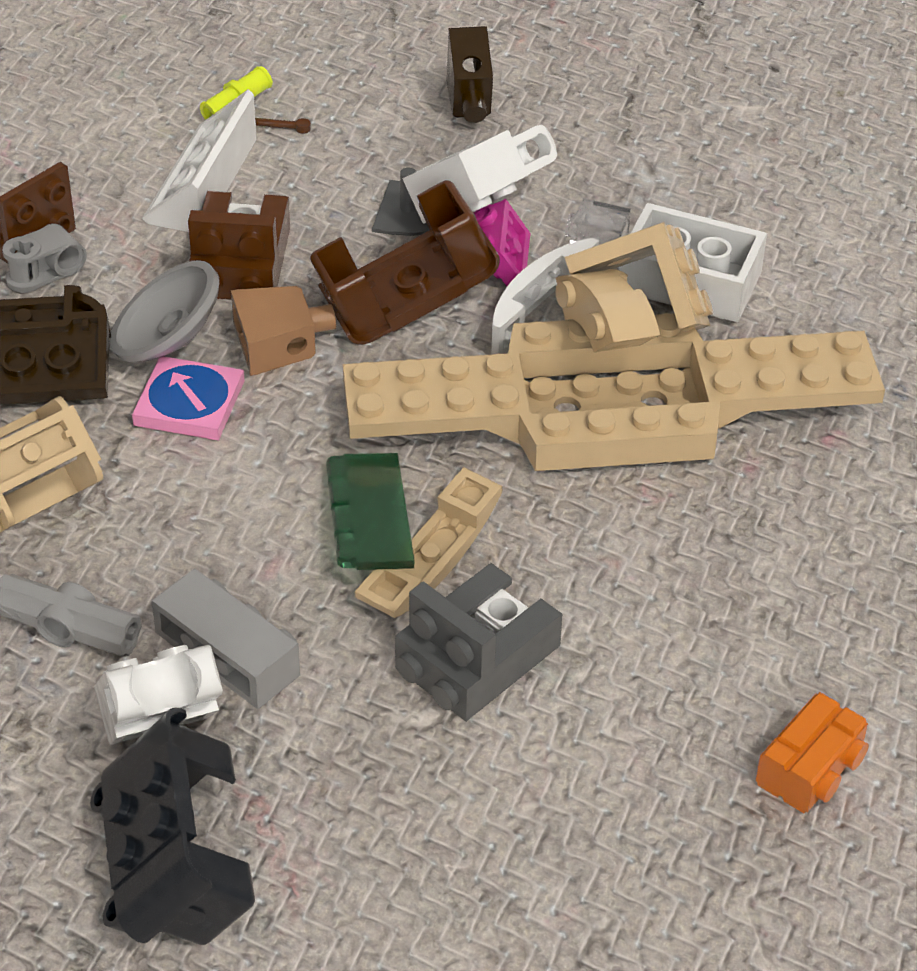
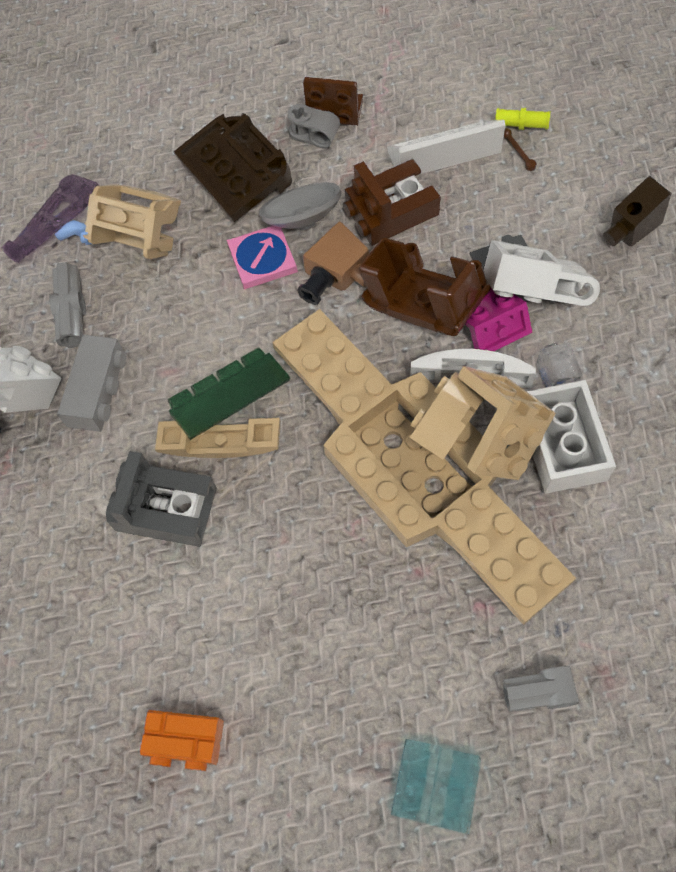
camera: 65 degrees right, 20 degrees up
(292, 365) = (315, 285): none -> black bush

